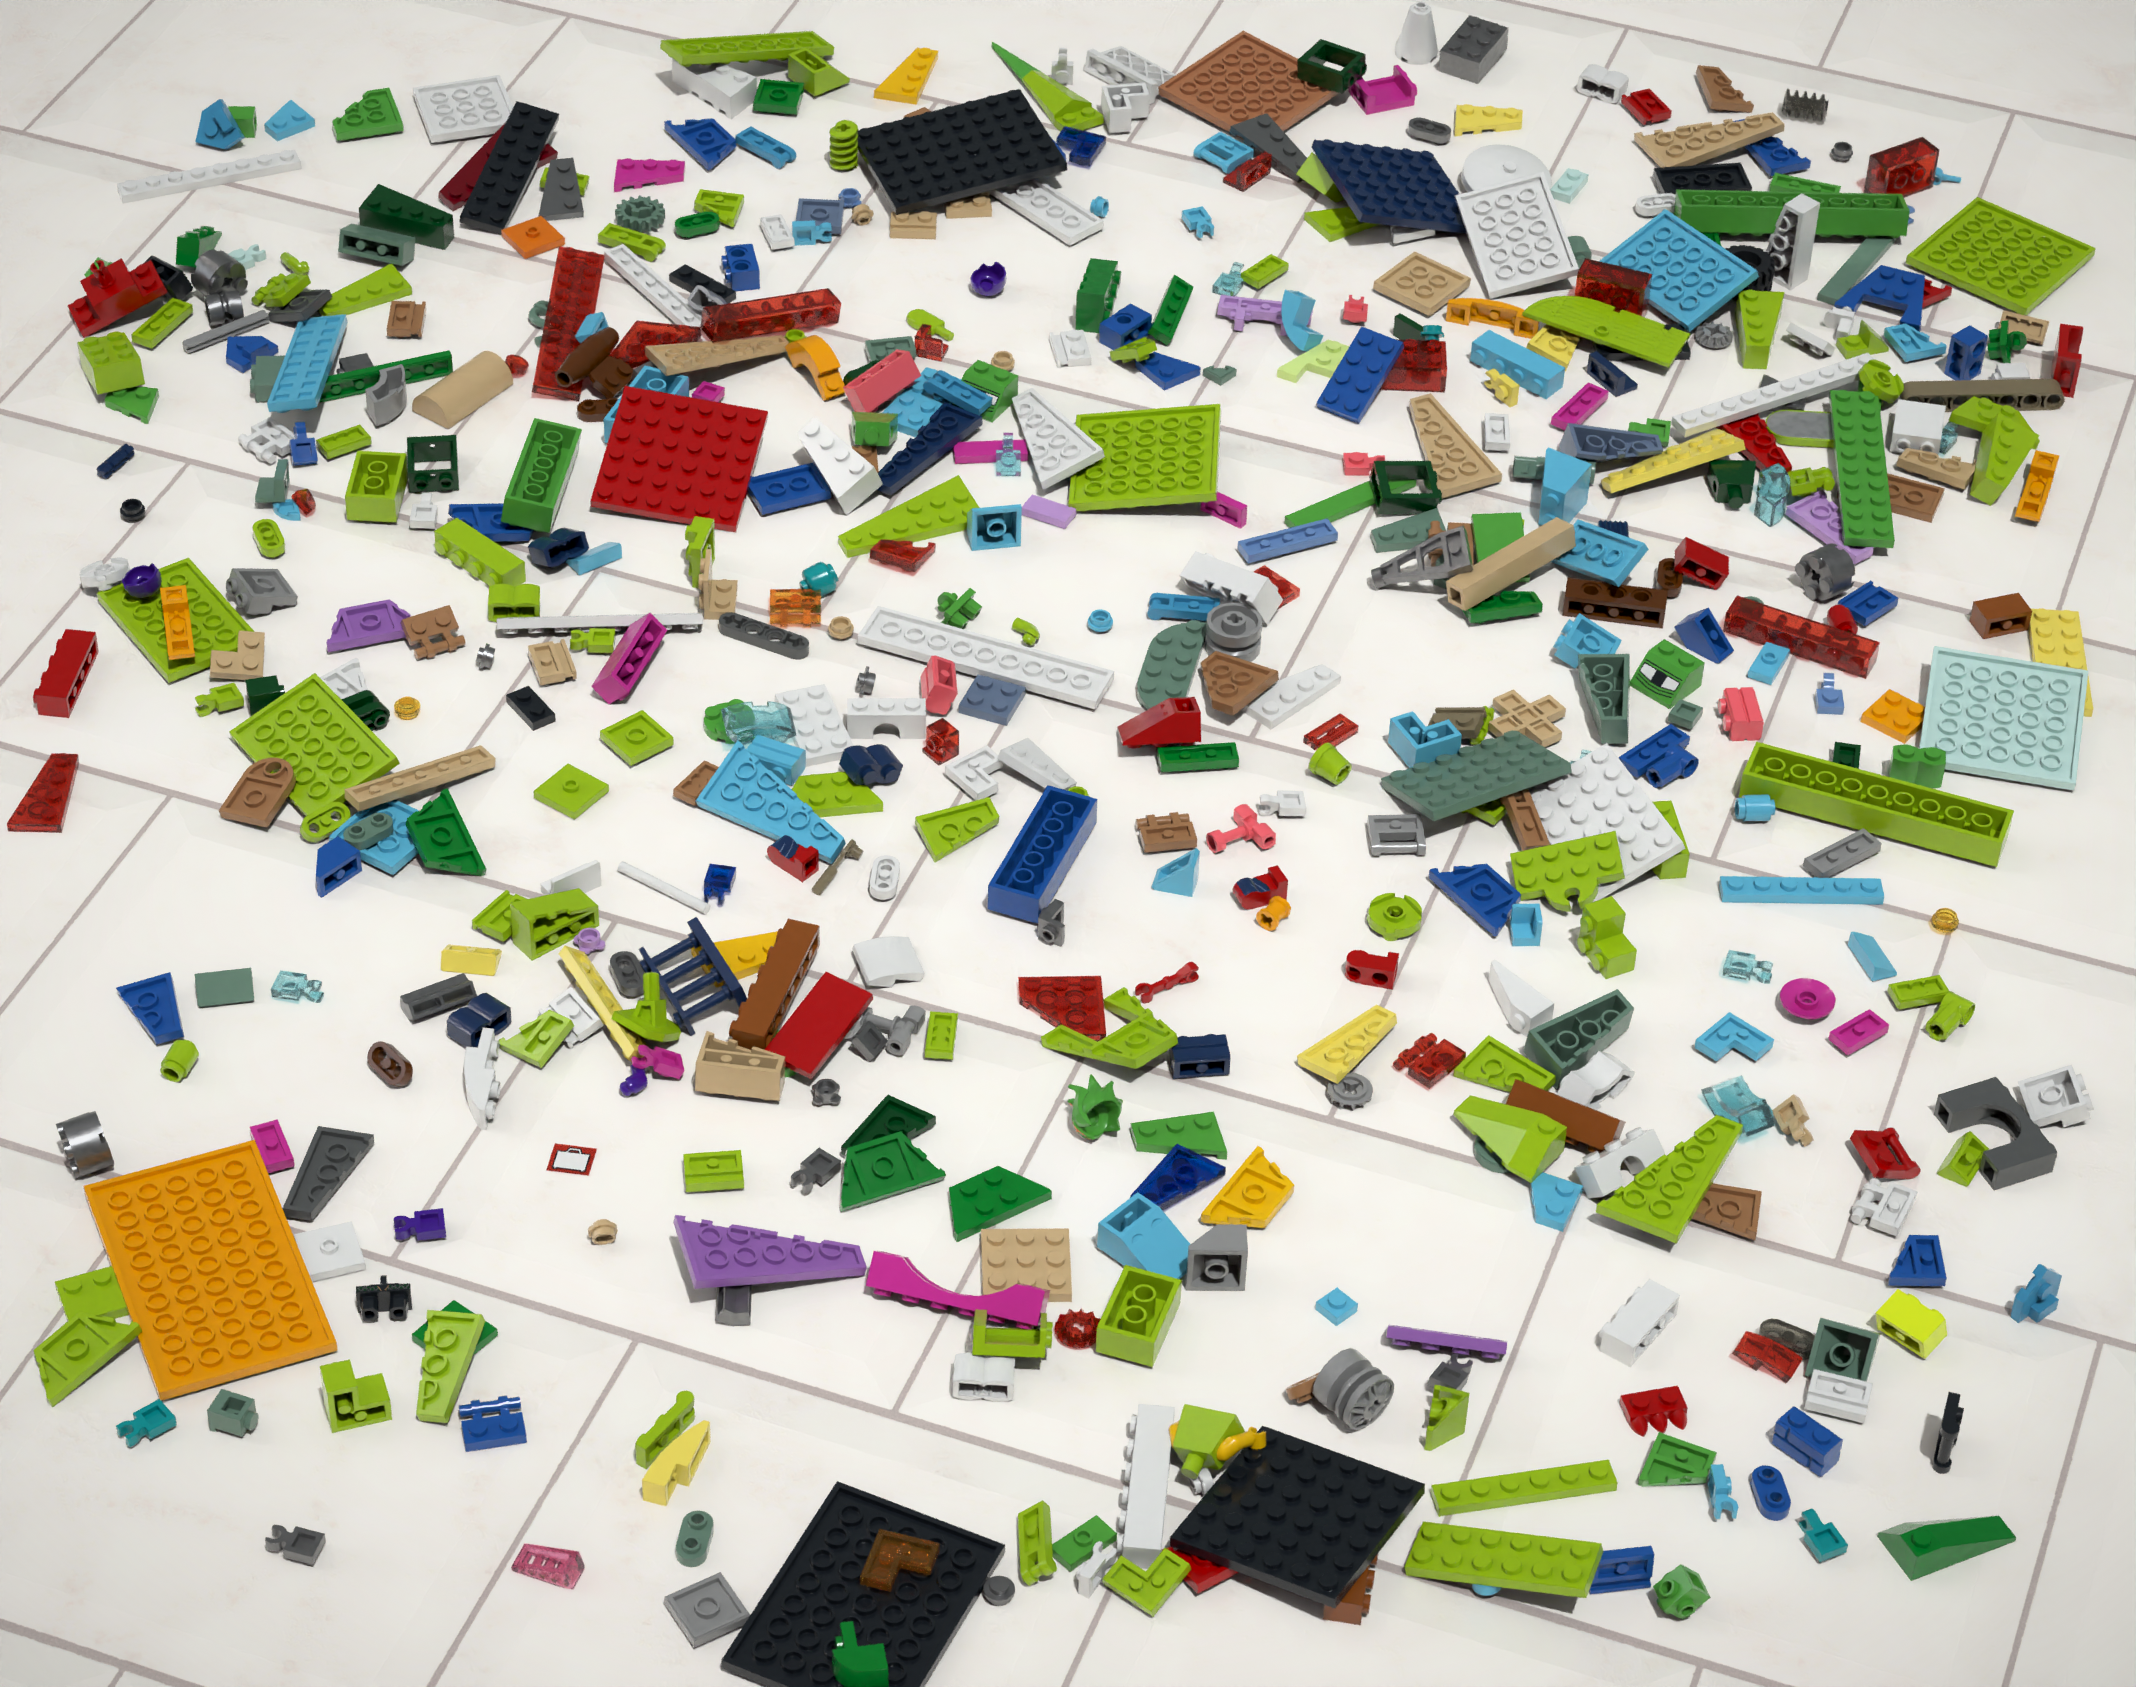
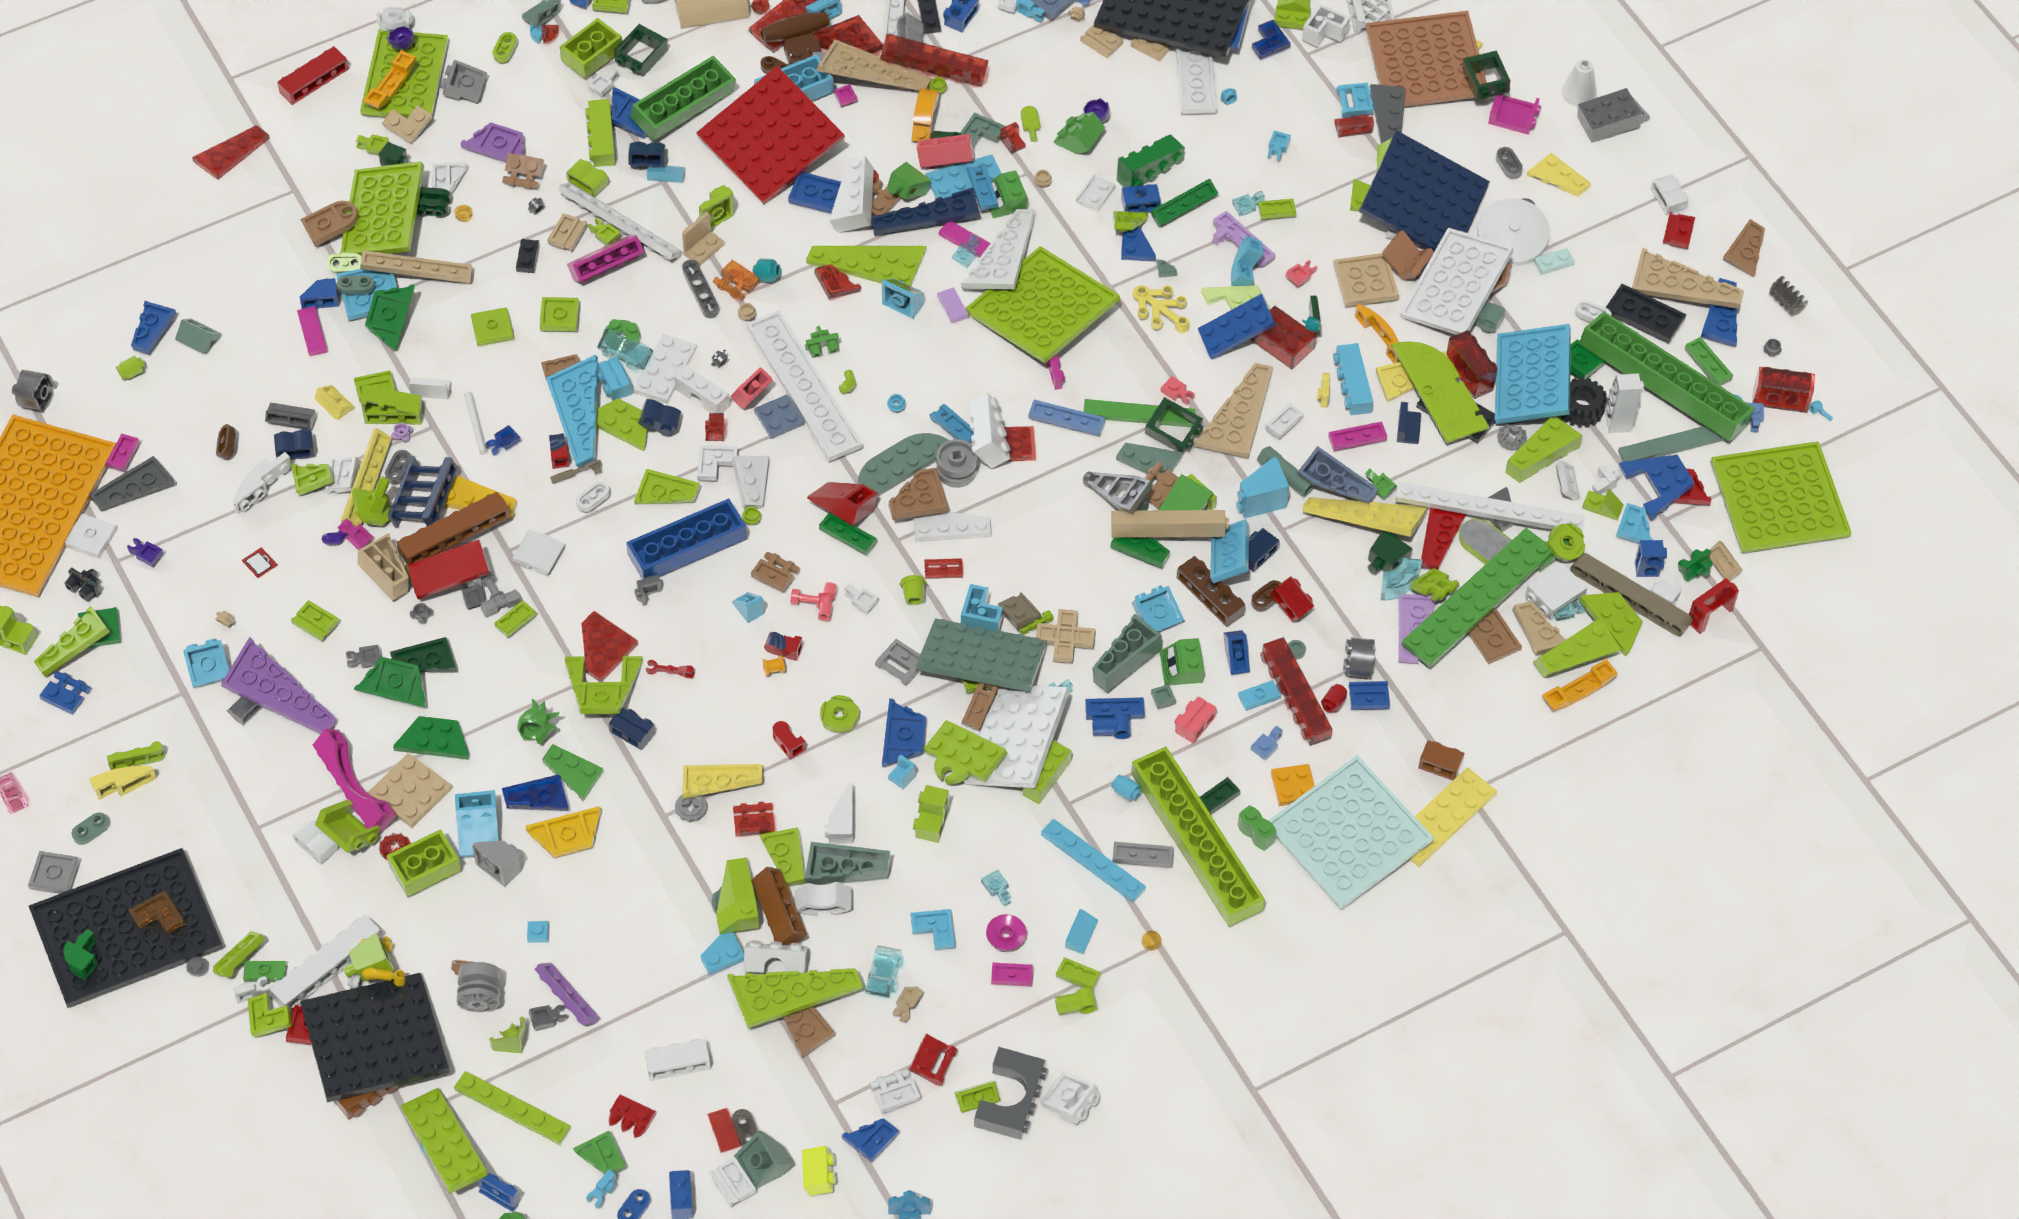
camera: 40 degrees right, 15 degrees up
(293, 985) = (228, 358): clear light blue plate -> none
(361, 907) = (312, 331): none -> dark pink tile
(637, 1285) = (206, 662): none -> medium azure plate
(994, 305) = (1080, 133): none -> bright green slope
(1257, 405) = (1143, 294): none -> light yellow plant
(1445, 249) = (1406, 257): none -> nougat bracket

